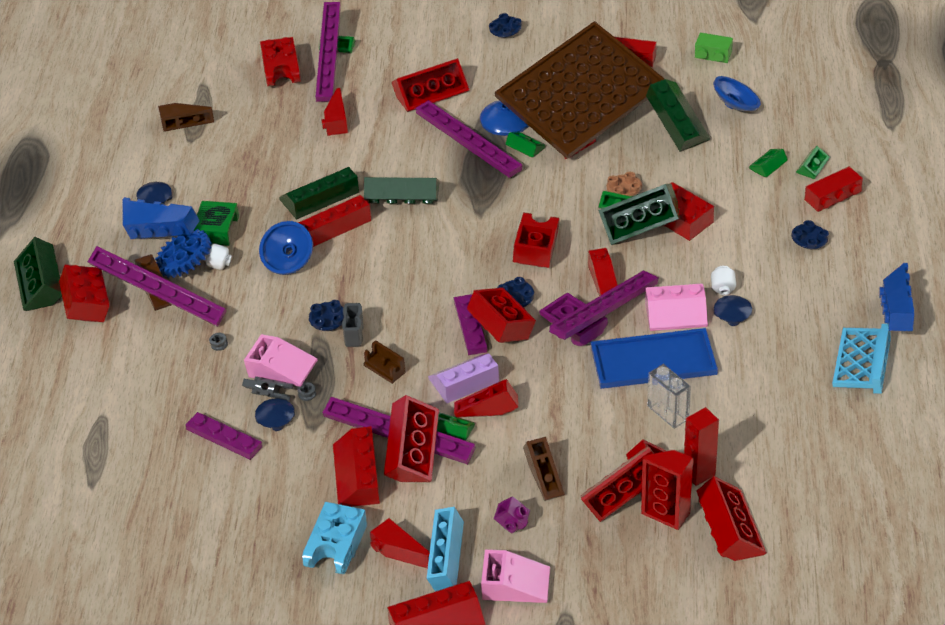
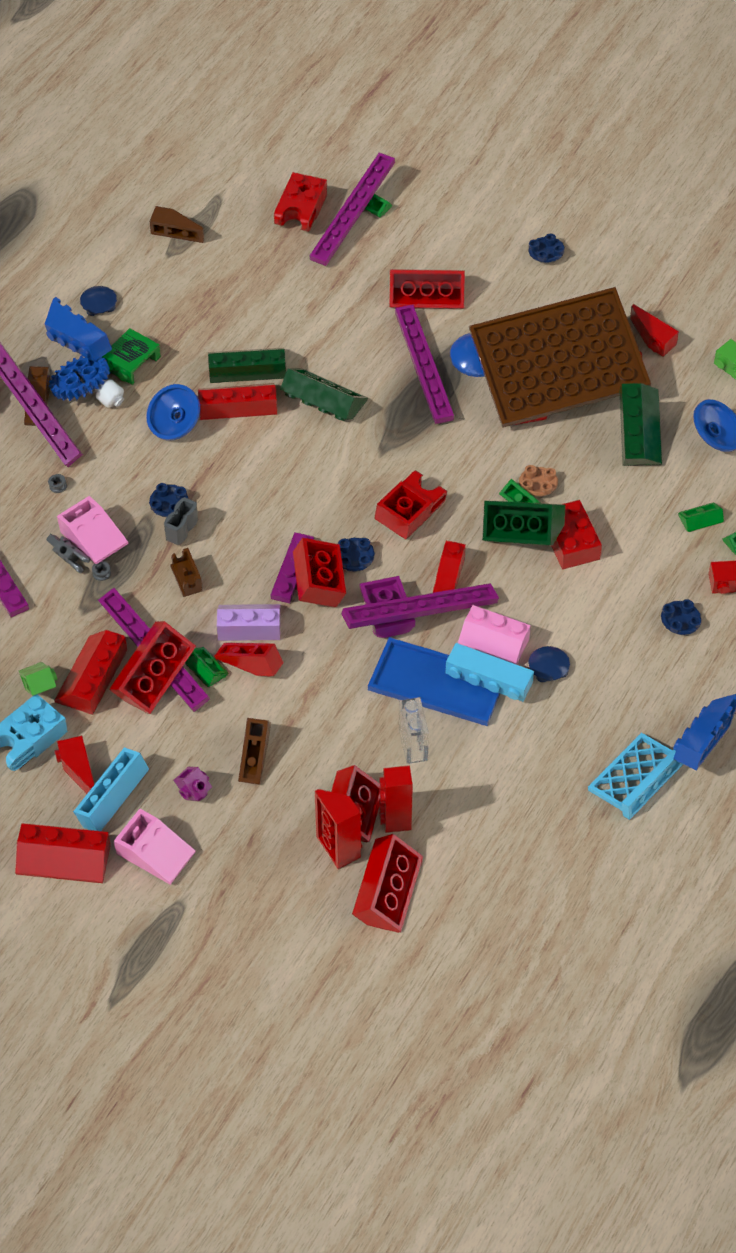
camera: 25 degrees right, 10 degrees up
(274, 413) = (59, 581): dark blue dish -> none
(316, 490) = (38, 678): none -> bright green brick
(334, 115) = (315, 283): red slope -> none
(524, 144) = (475, 391): green slope -> none
(616, 487) = (298, 802): red slope -> none
(694, 331) = (489, 672): none -> medium azure brick
(723, 280) = (559, 629): white head -> none

